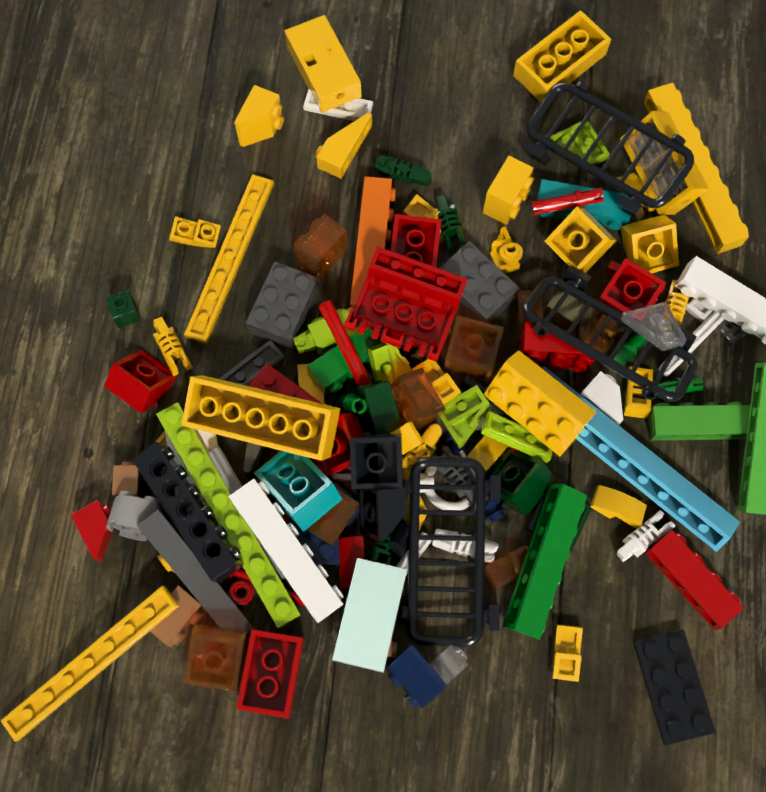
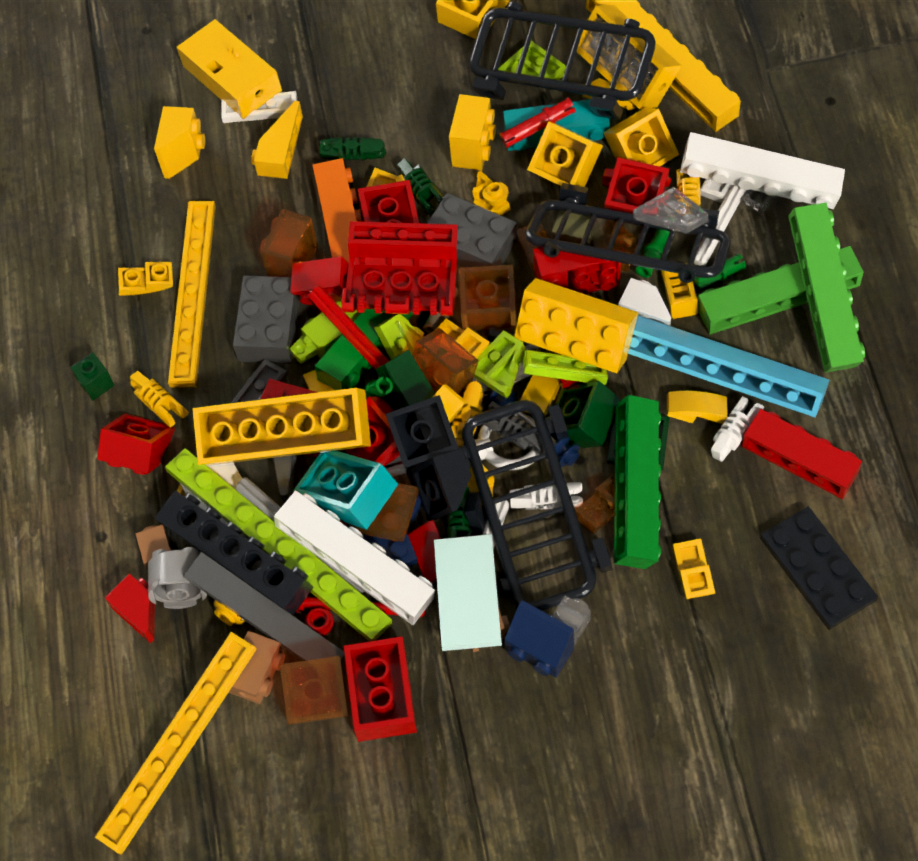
camera: 10 degrees left, 10 degrees down
(336, 286) = (328, 273): none -> red brick

